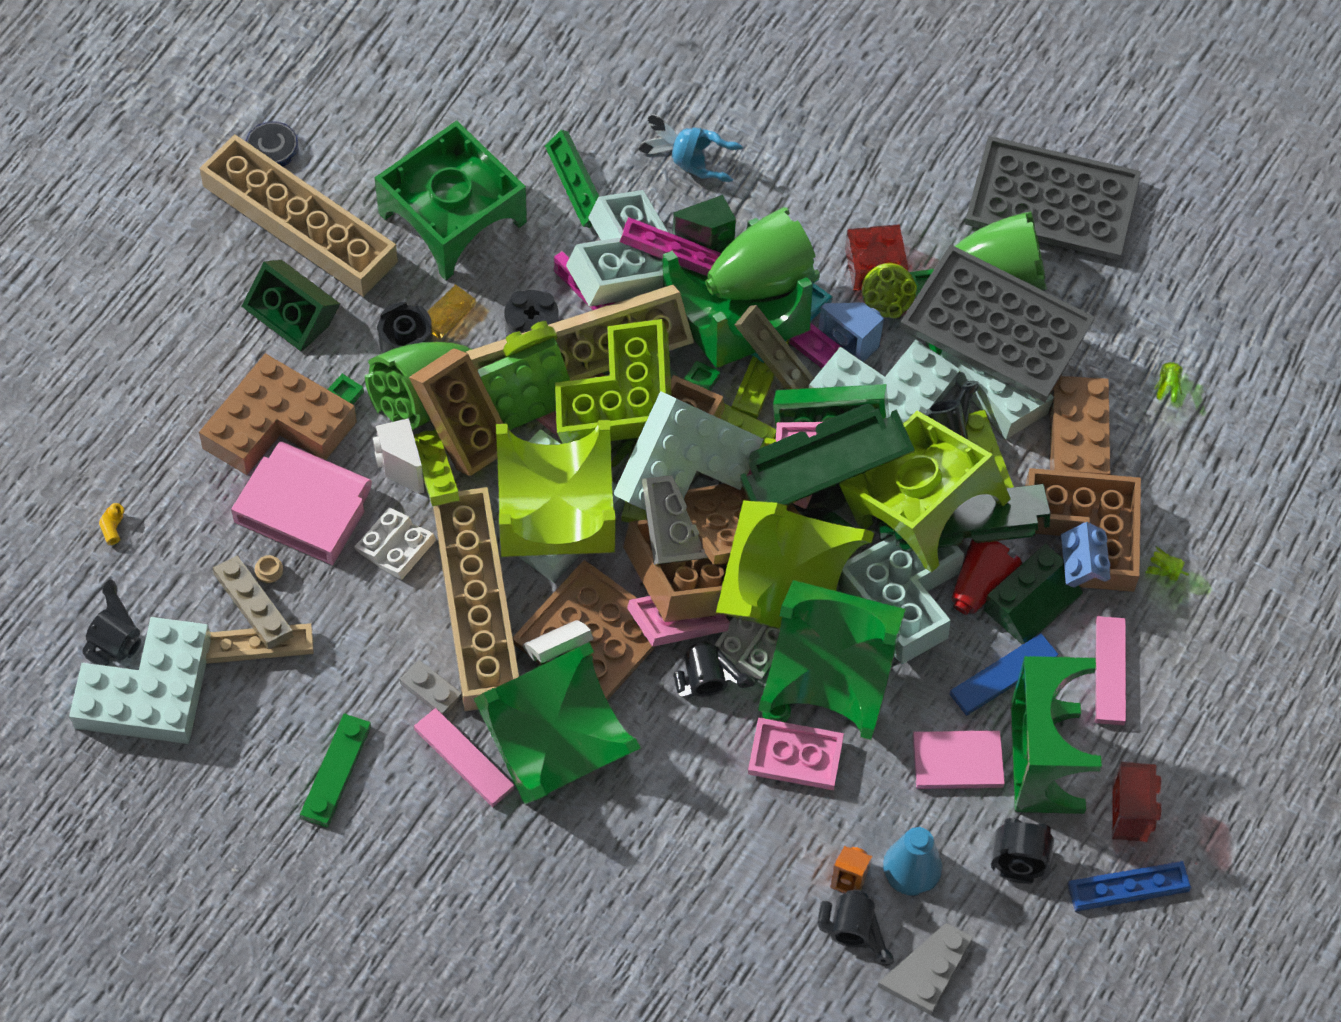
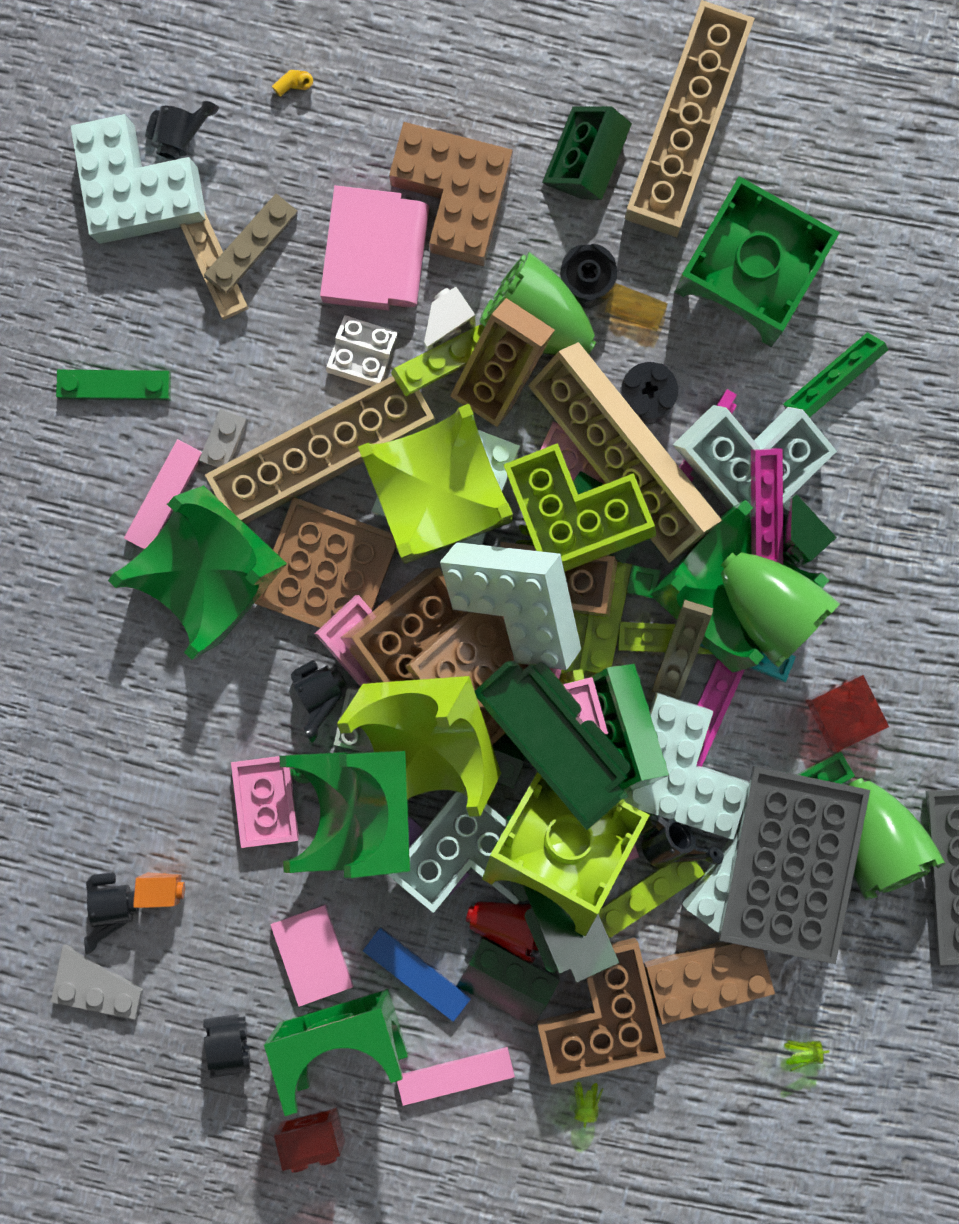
camera: 80 degrees right, 25 degrees up
(268, 569) = (294, 245): tan plate -> none
(275, 141) = (770, 61): black tile -> none
(347, 389) = (507, 242): green plate -> none
(518, 342) = (580, 395): lime tile -> none
(525, 383) = (554, 415): bright green plate -> none
(558, 641) = (288, 542): white slope -> none
(669, 524) = (430, 610): light grey wing -> none
(687, 147) = (912, 478): dark azure hair -> none
(852, 327) = (745, 717): medium blue slope -> none
(889, 290) = (807, 738): lime tile -> none
(913, 863) = (190, 943): dark azure cone -> none
(1085, 554) = (554, 1026): medium blue bracket -> none
(1129, 886) = (235, 1151): blue tile -> none

